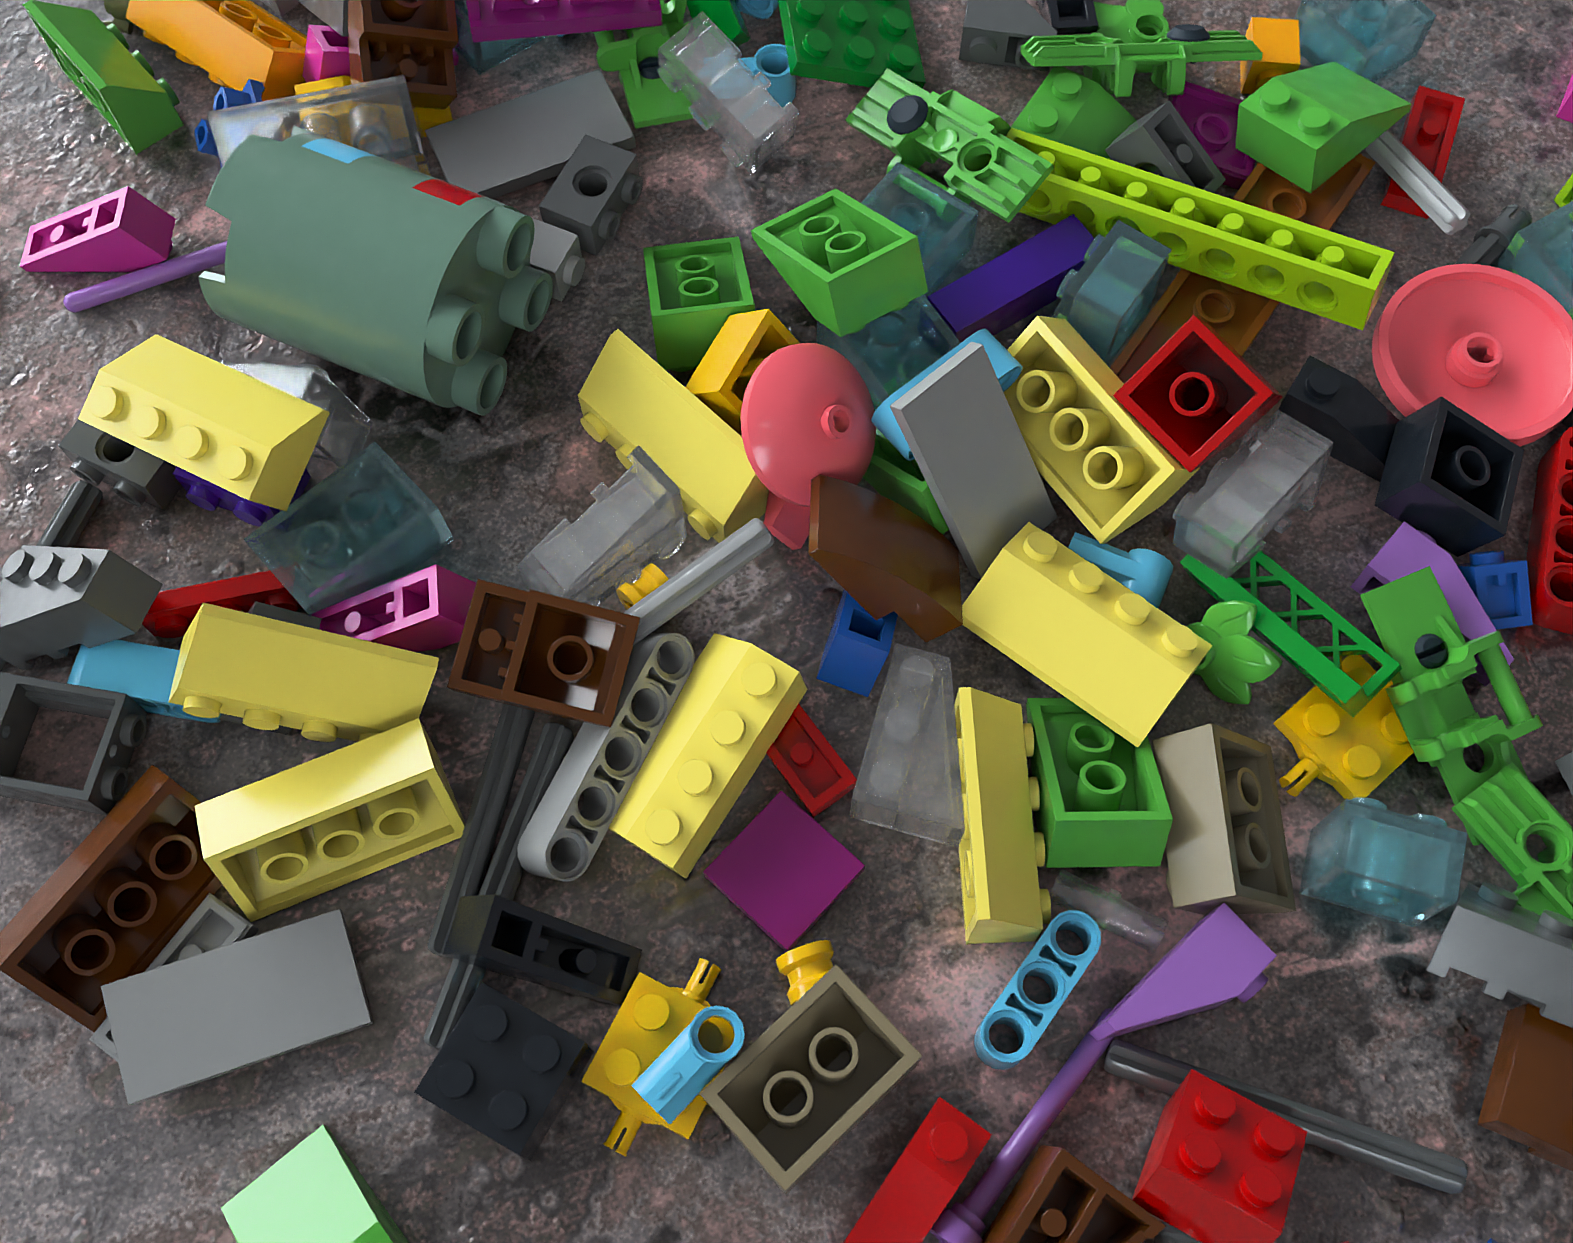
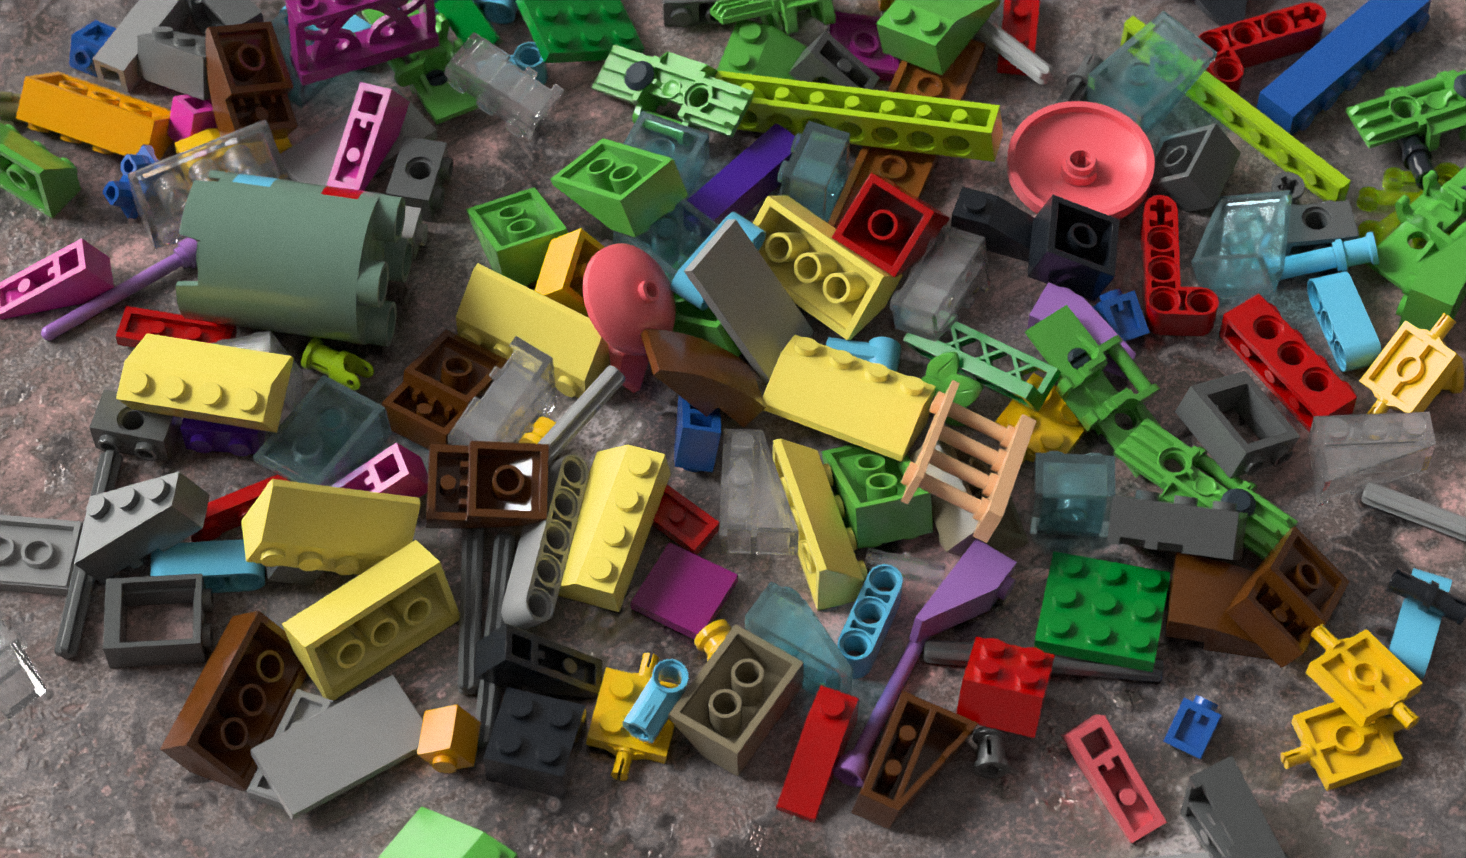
camera: 15 degrees left, 10 degrees down
(198, 328) = (139, 322): none -> red plate
(383, 1036) = (449, 738): none -> light orange brick
(409, 424) = (337, 365): none -> lime piece
(531, 490) = (440, 388): none -> reddish brown slope
(540, 125) = (368, 136): none -> dark pink slope
(918, 997) = (792, 626): none -> clear light blue slope
(1294, 796) = (1003, 462): none -> light nougat fence
(1390, 1063) = (1102, 611): none -> green plate

